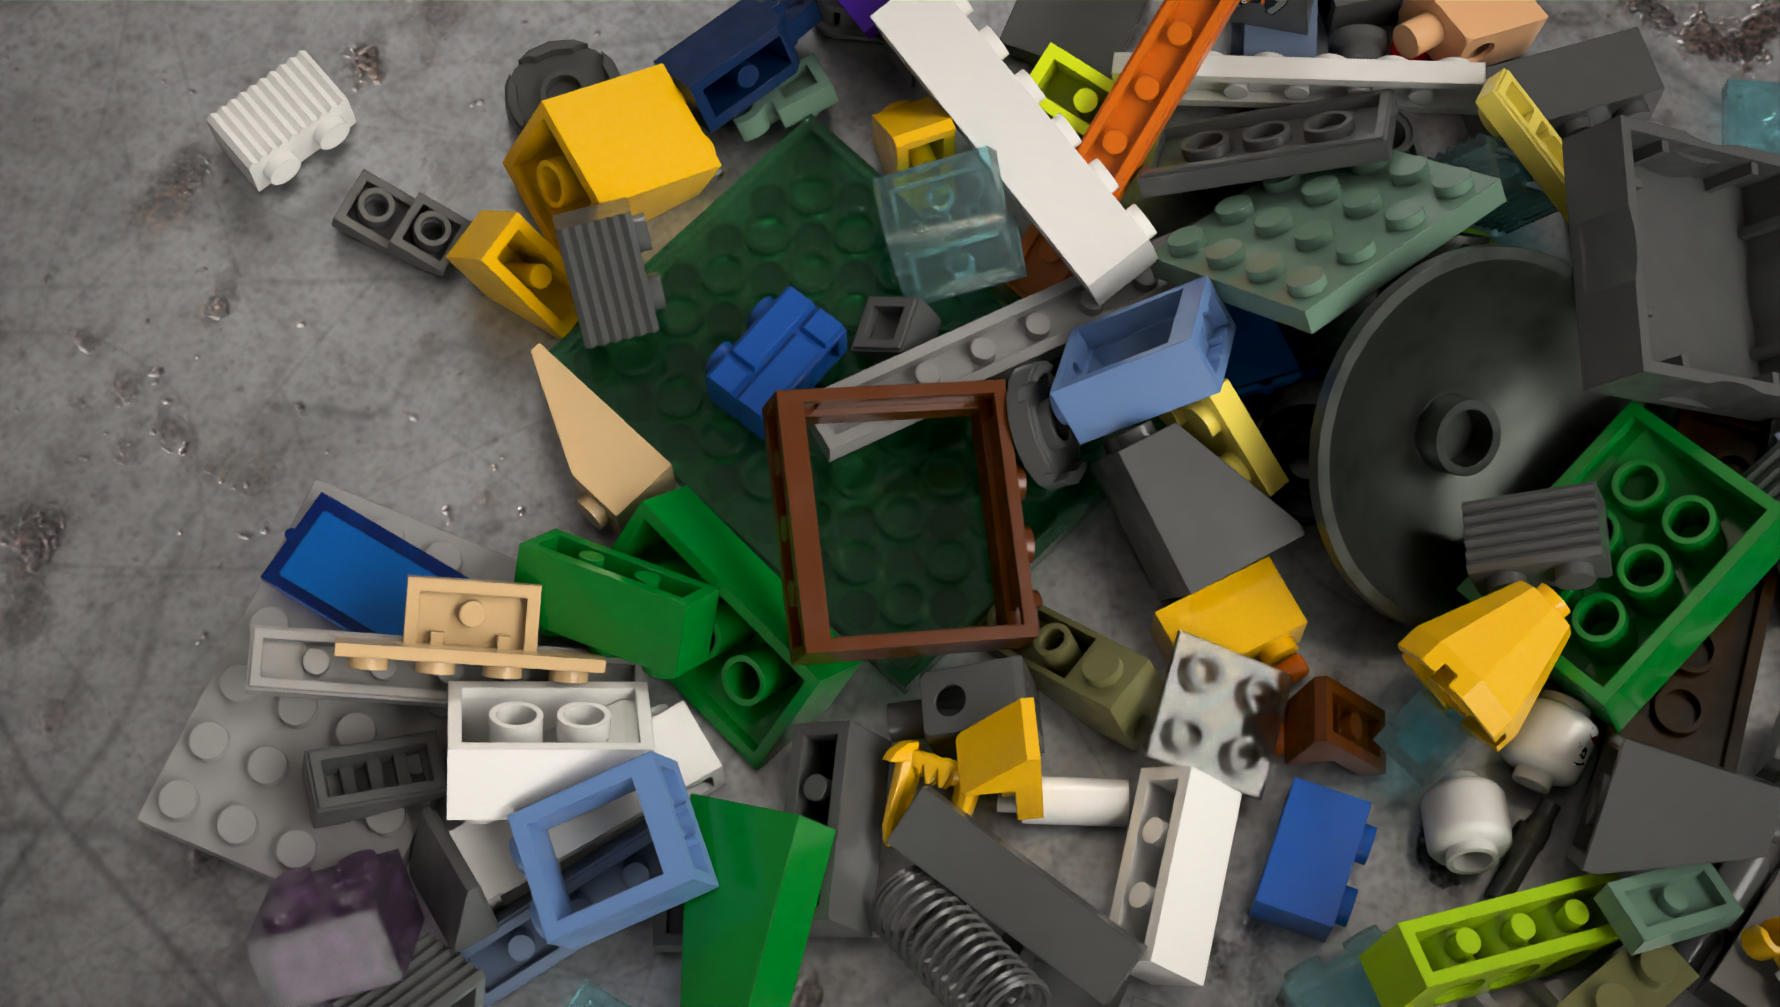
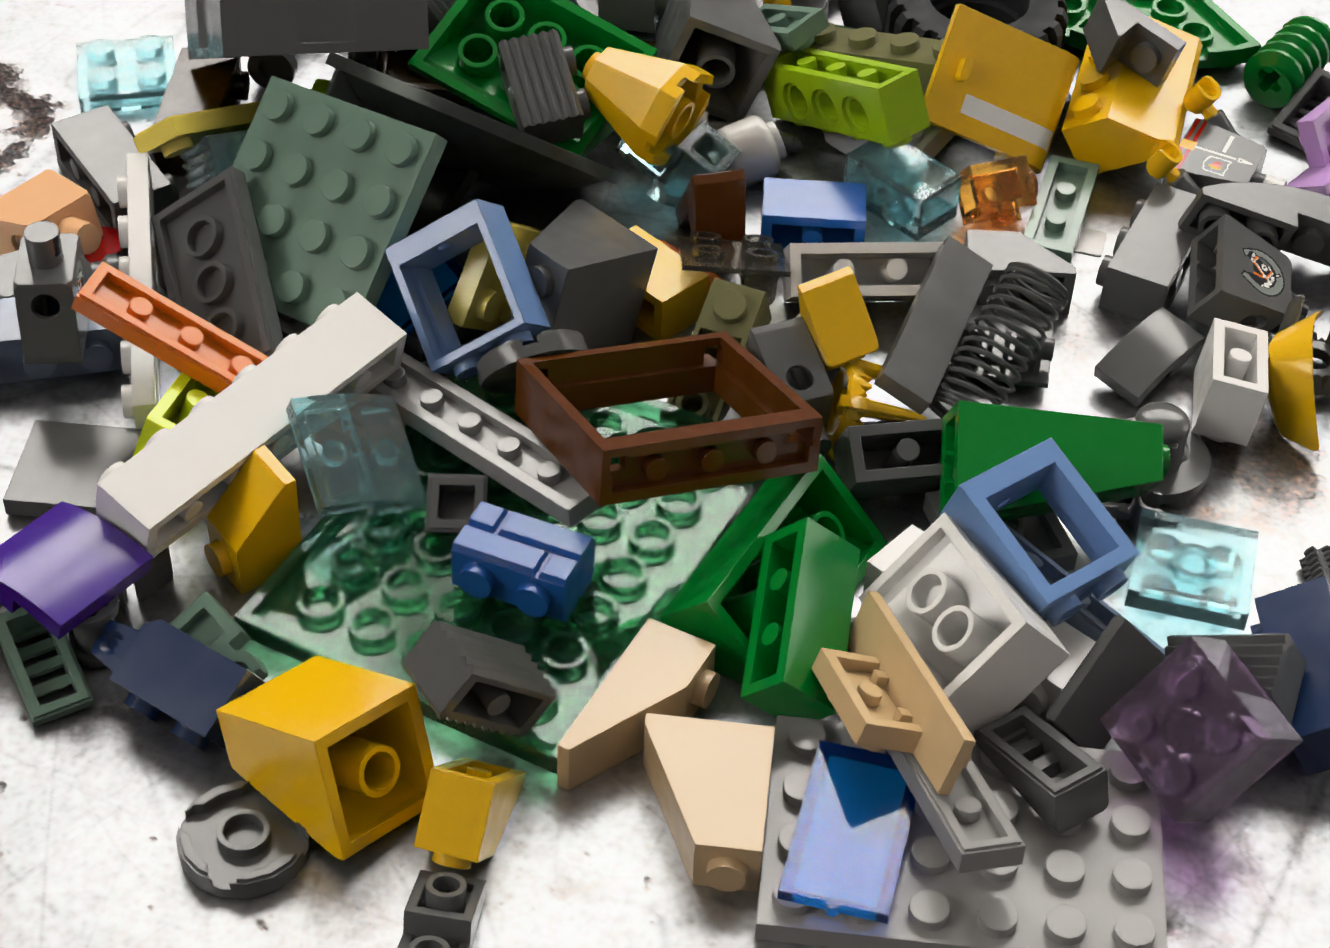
camera: 110 degrees left, 25 degrees down
(461, 478) = (712, 794): none -> tan slope

